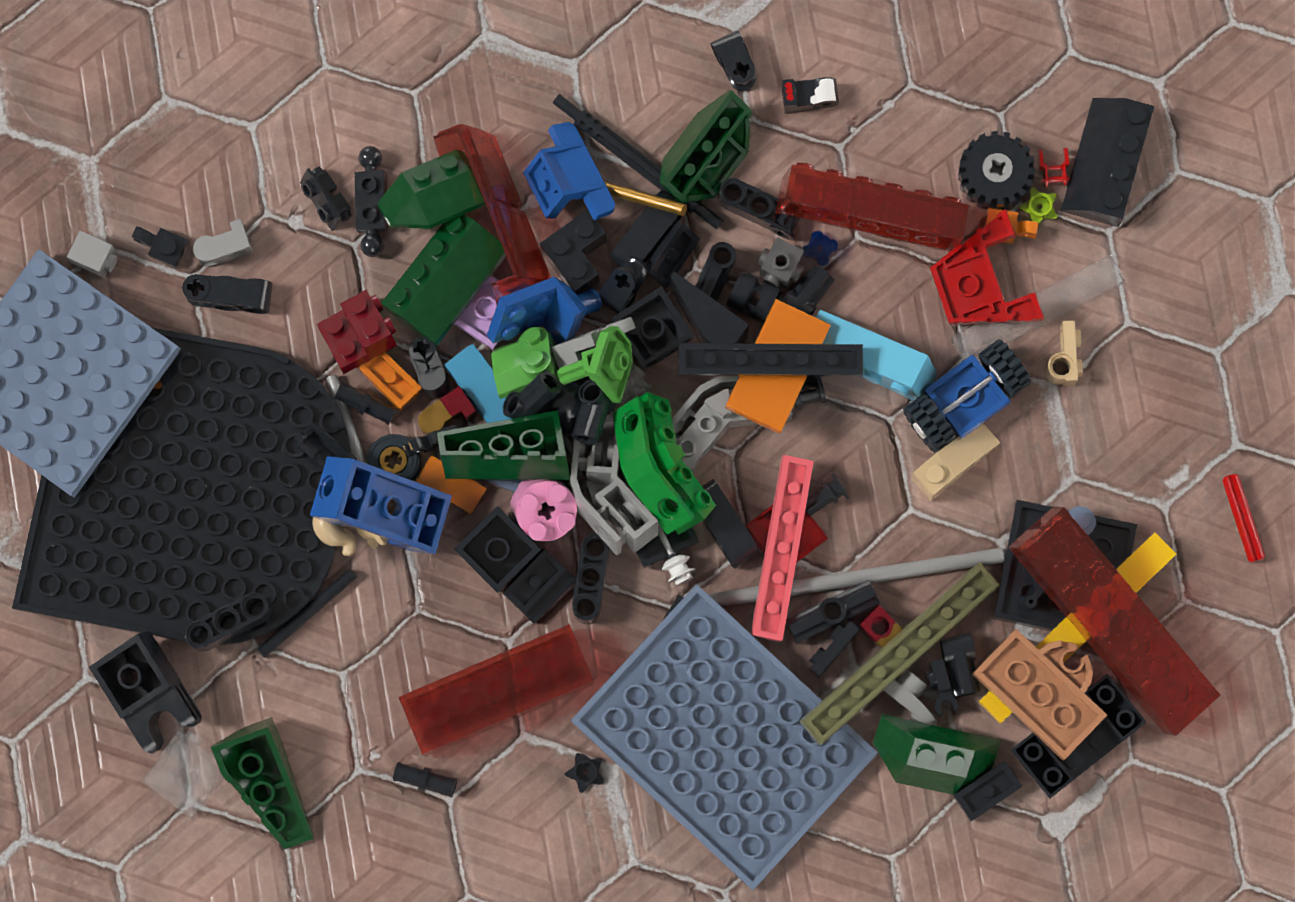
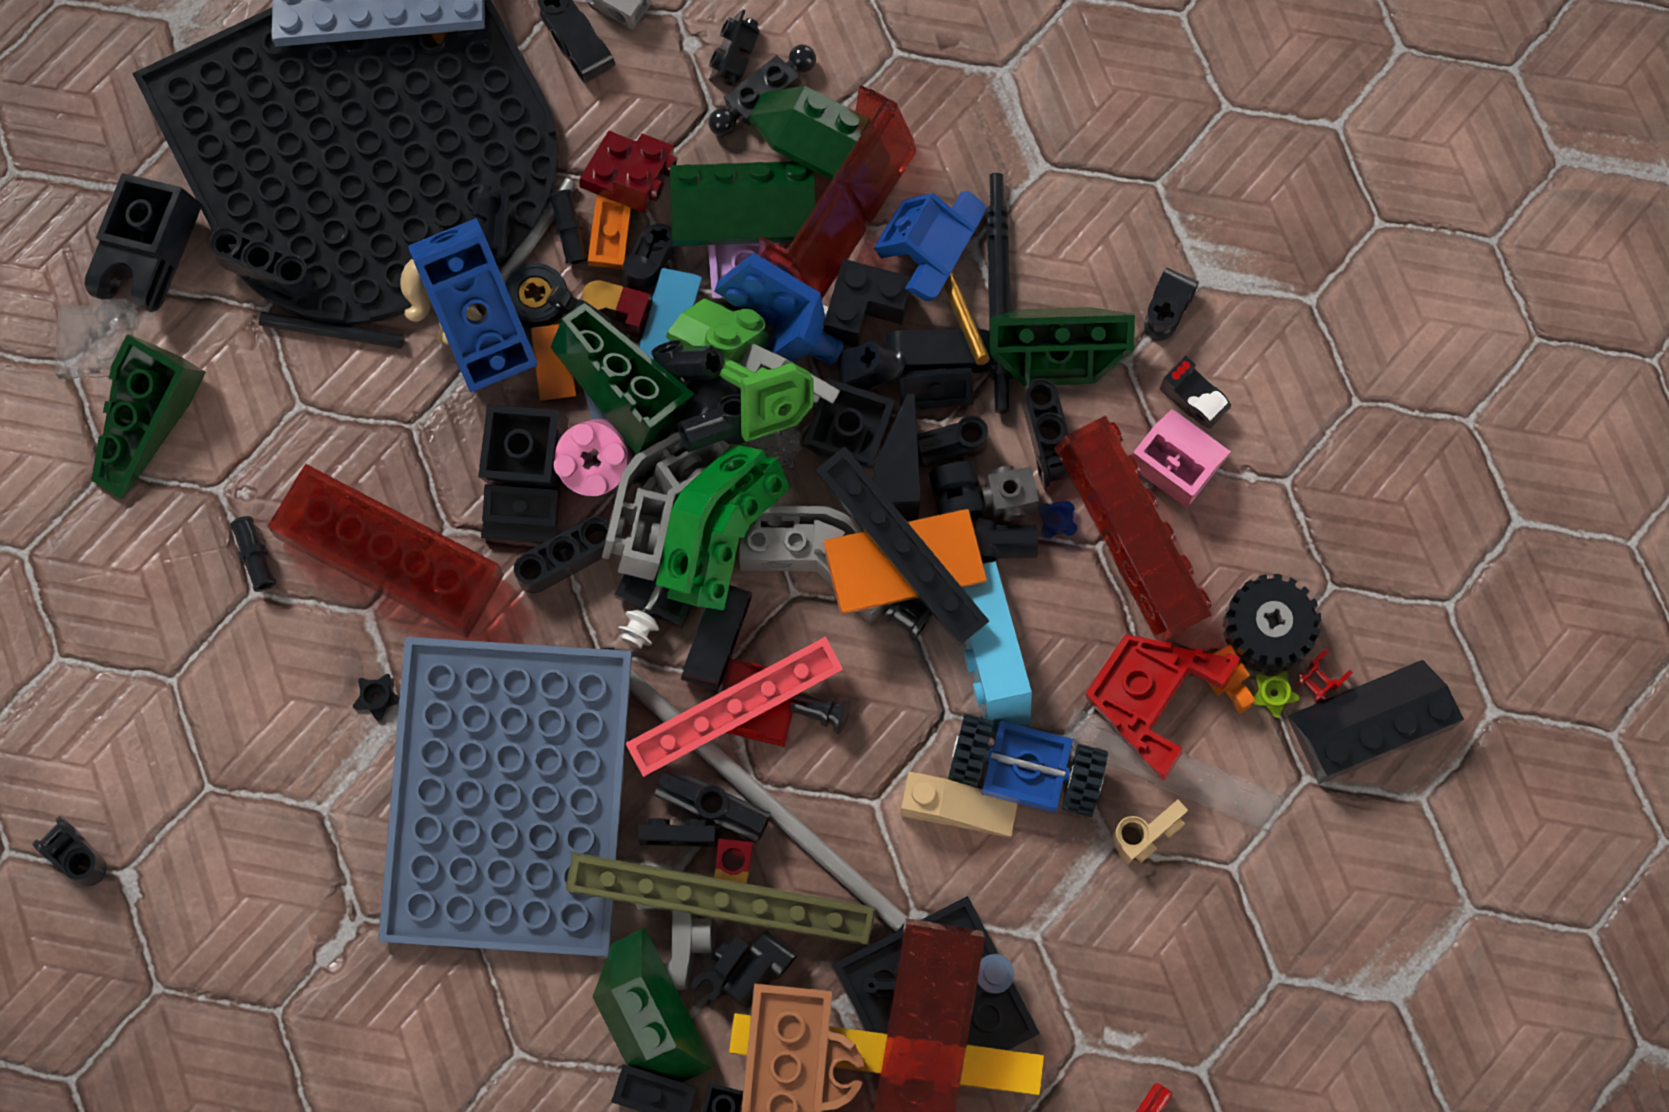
camera: 45 degrees right, 5 degrees down
(844, 138) = (1179, 457): none -> bright pink slope

